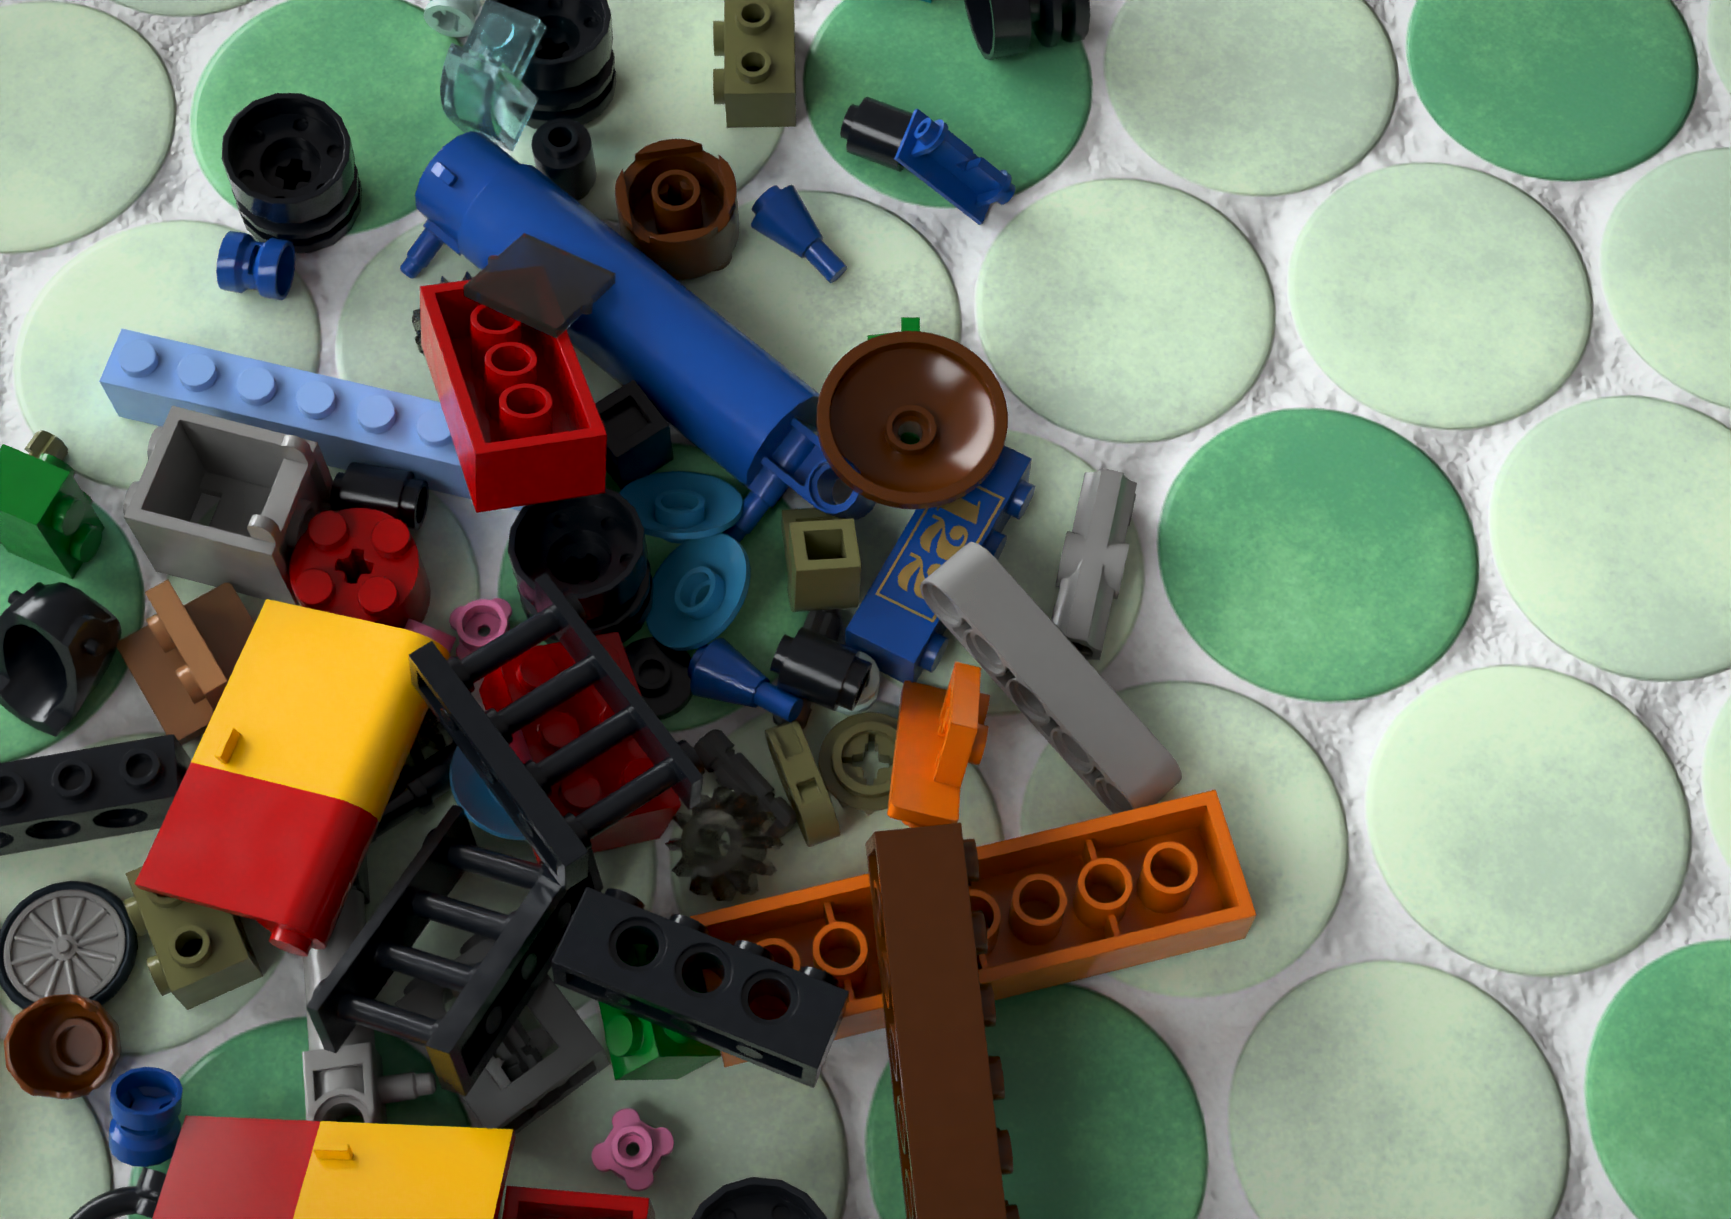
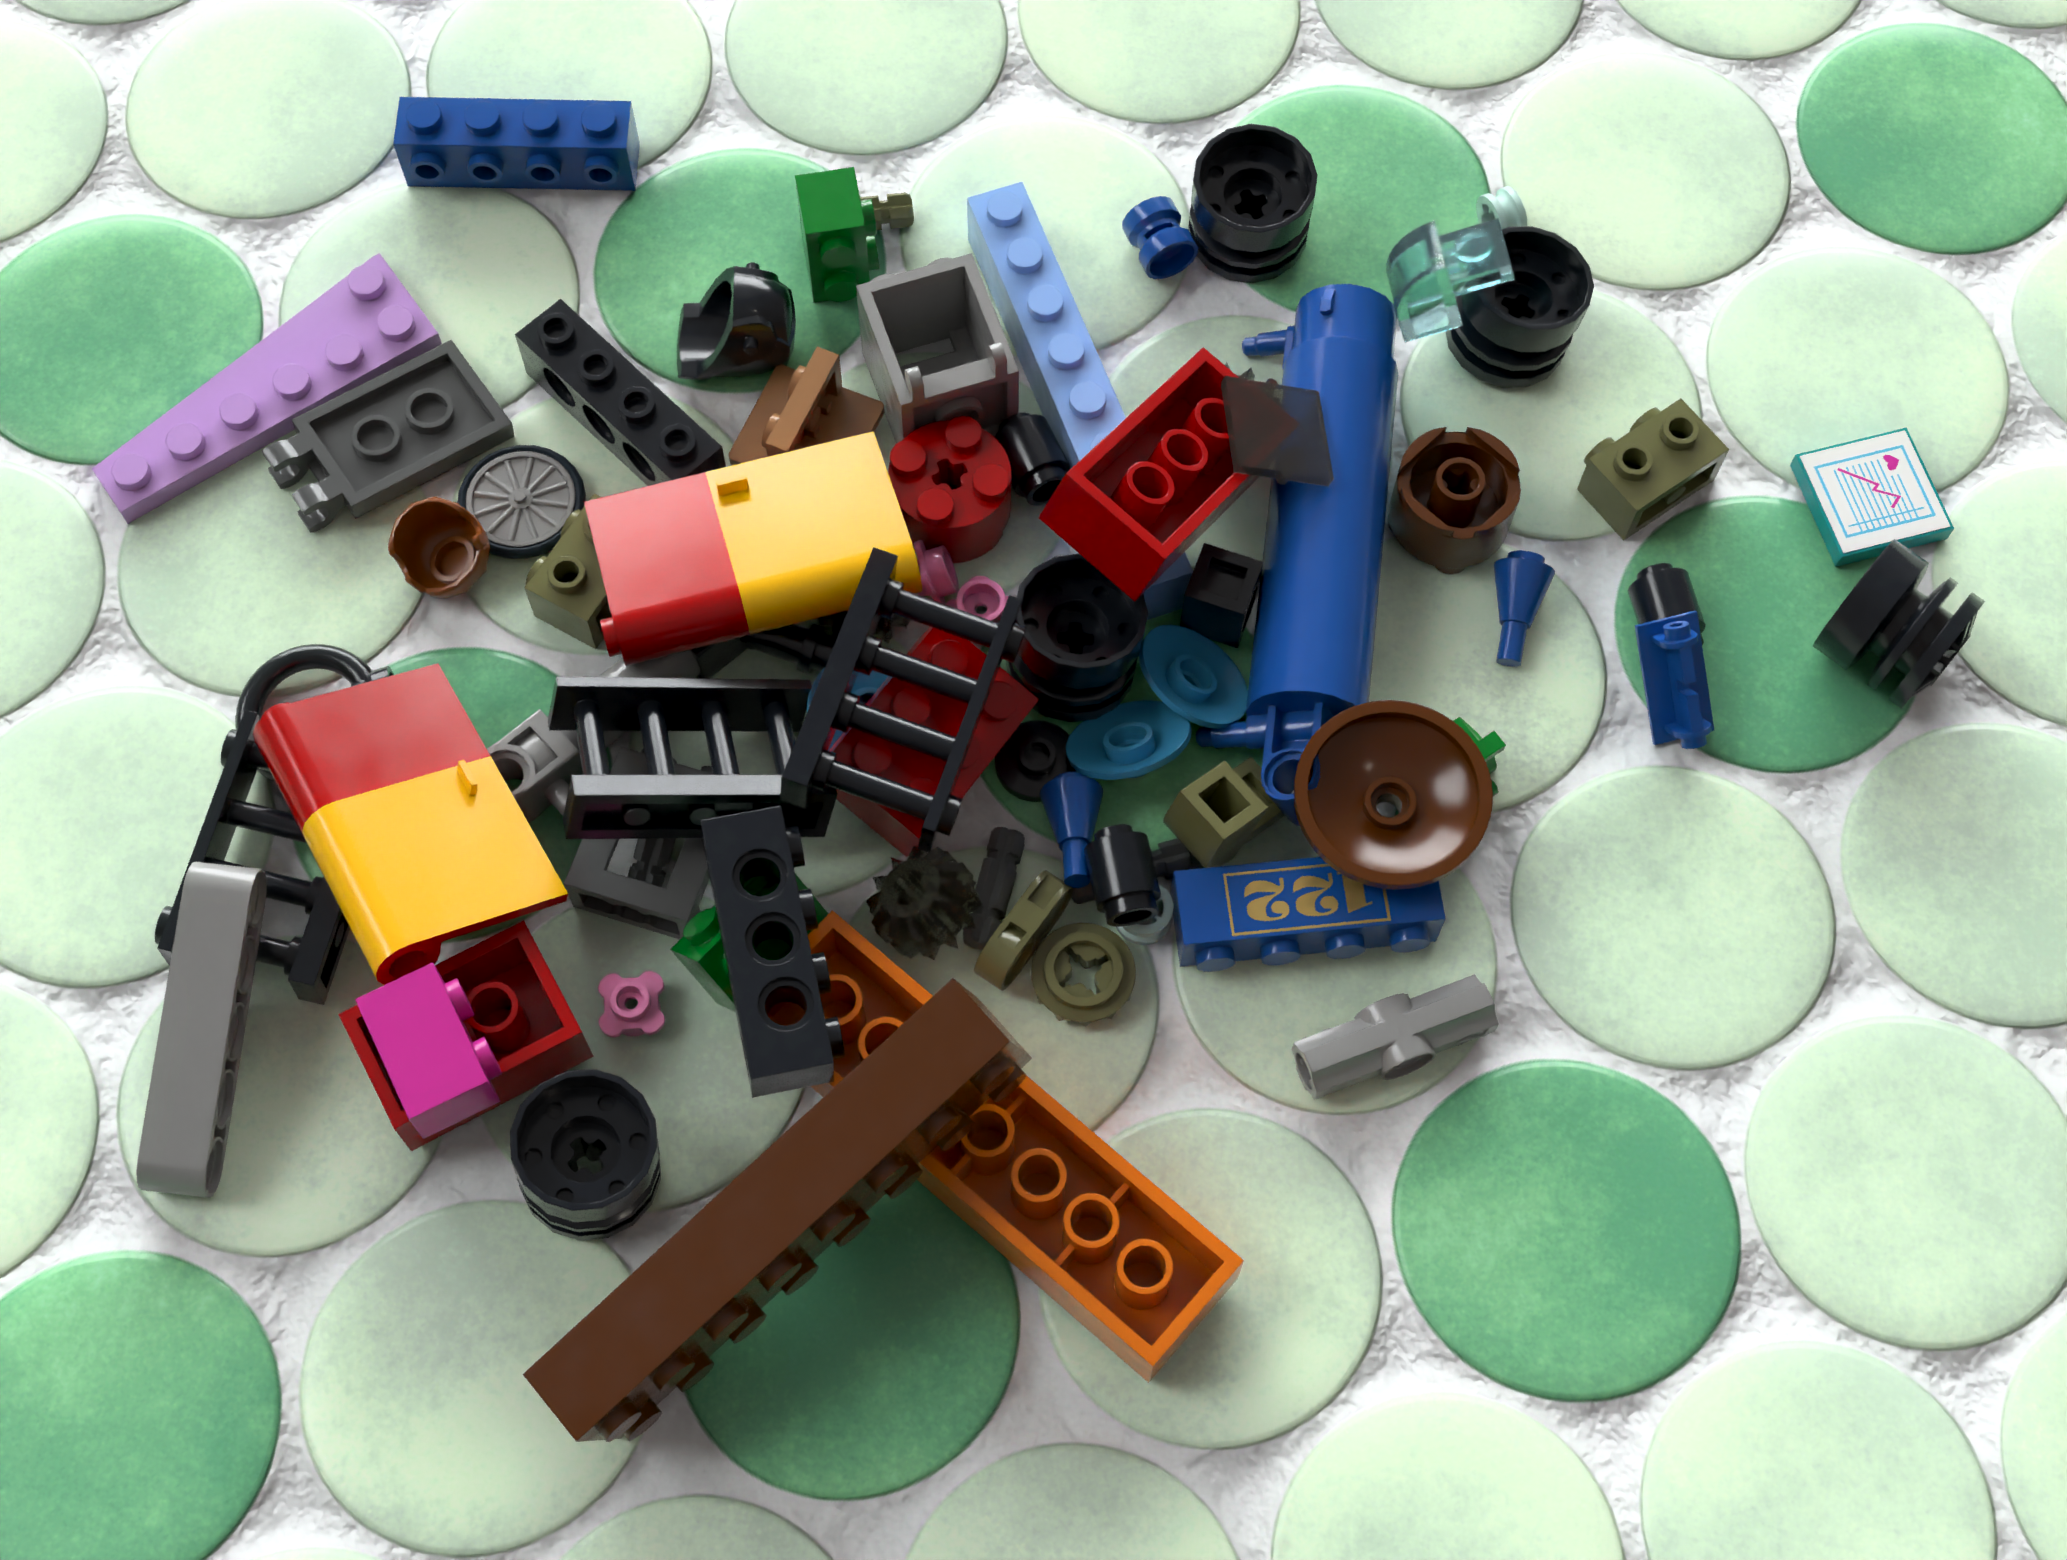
camera: 55 degrees right, 0 degrees up
(145, 1116) = (425, 636): blue wheel -> none
(565, 155) = (1431, 385): black brick -> none
(933, 744) = (1104, 1004): orange bracket -> none
(1050, 680) = (1250, 1066): light grey beam -> none

